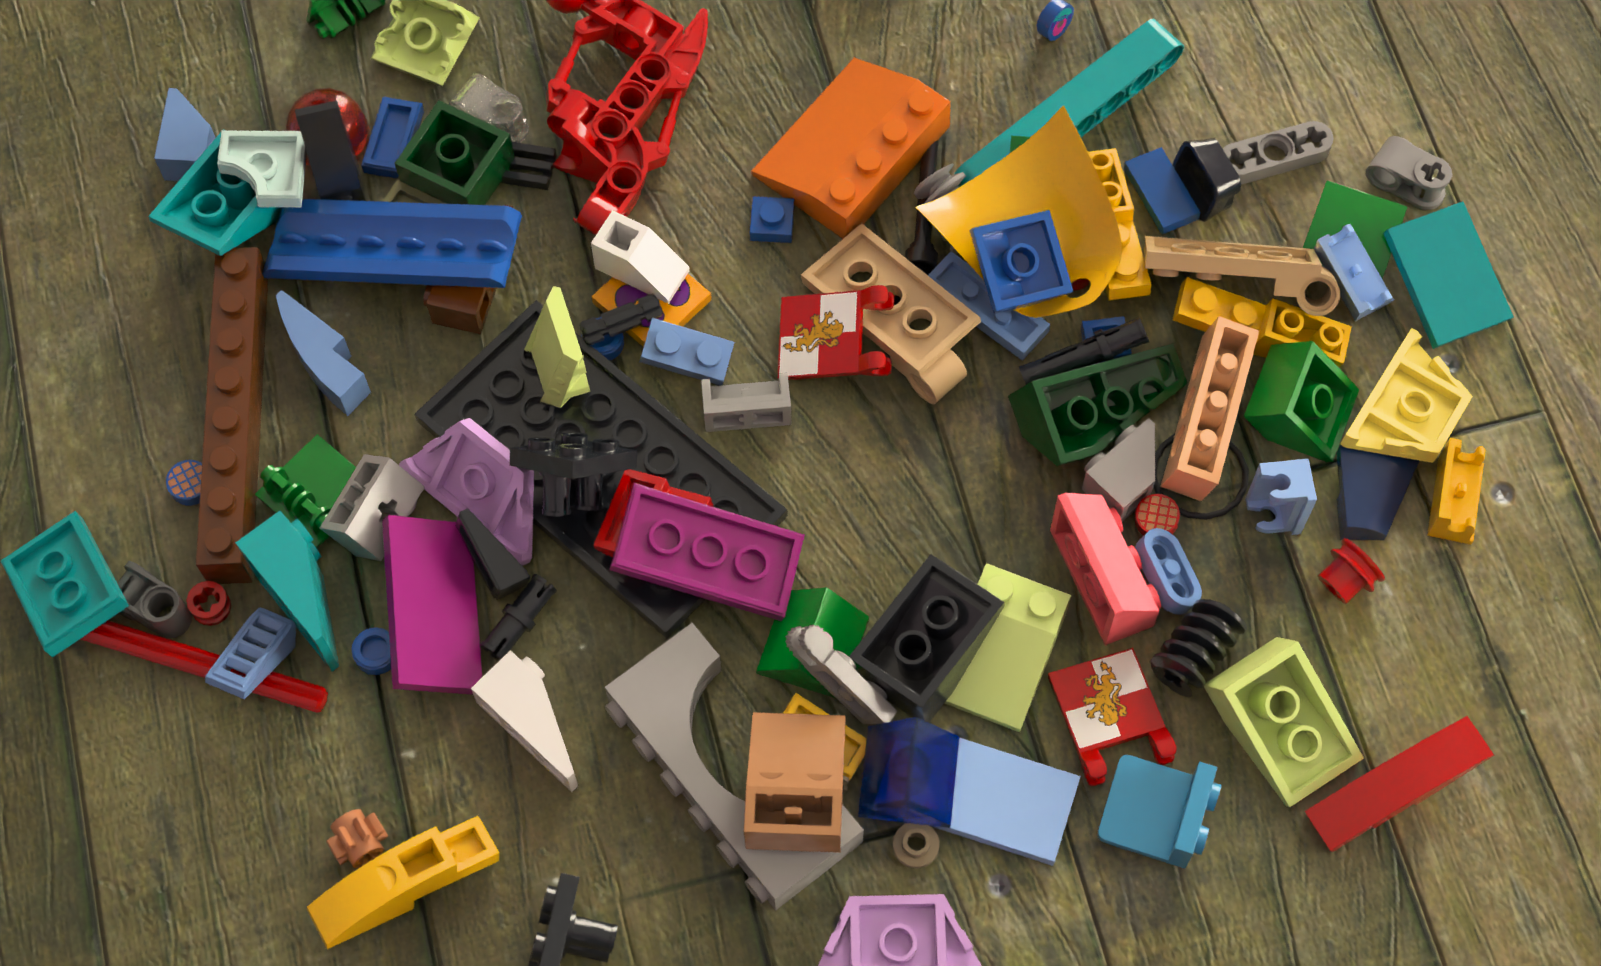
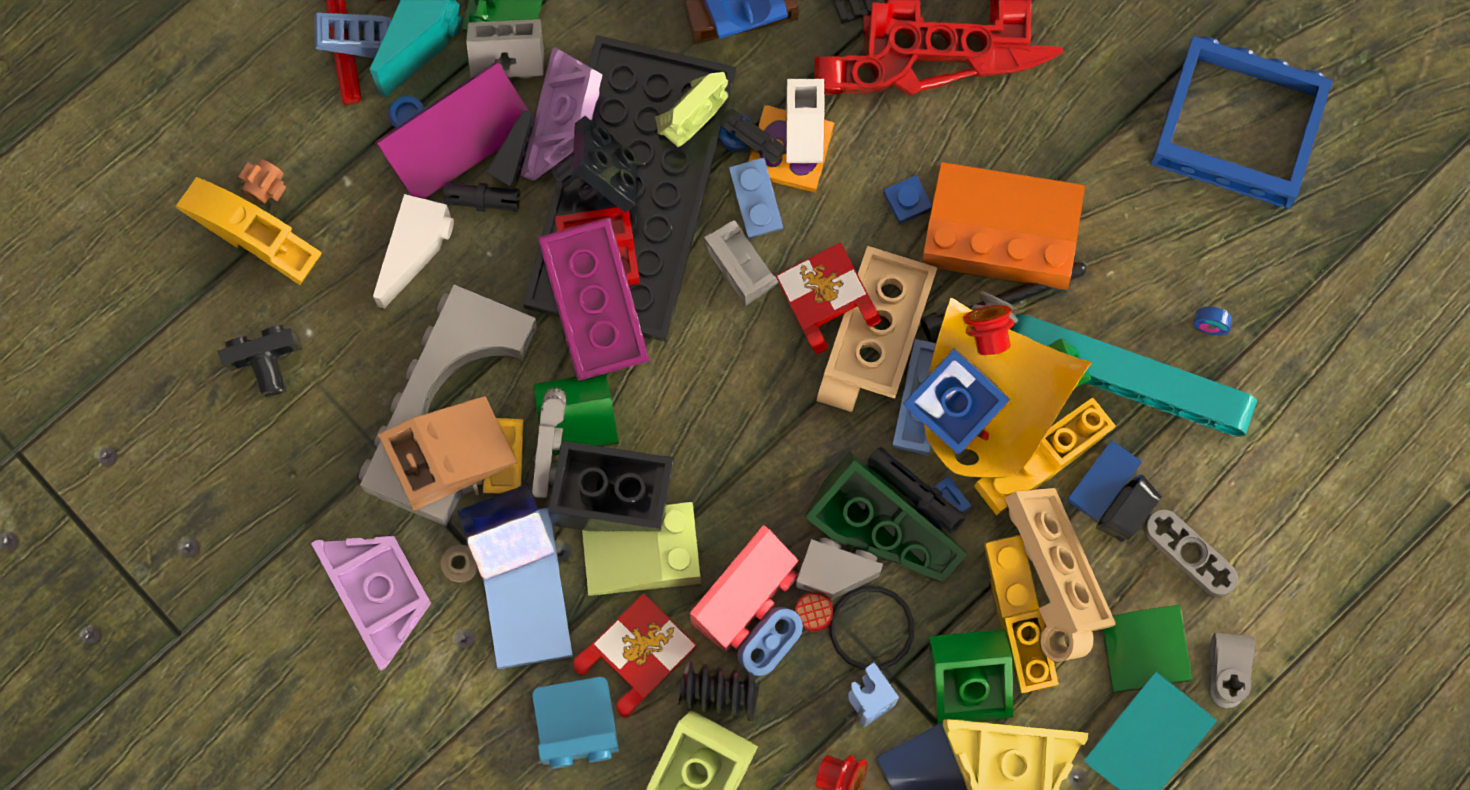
camera: 60 degrees right, 10 degrees up
(969, 185) = (990, 328): none -> red piece
(1210, 409) = (920, 607): light nougat brick -> none
(1354, 272) = (1107, 664): light blue hinge -> none

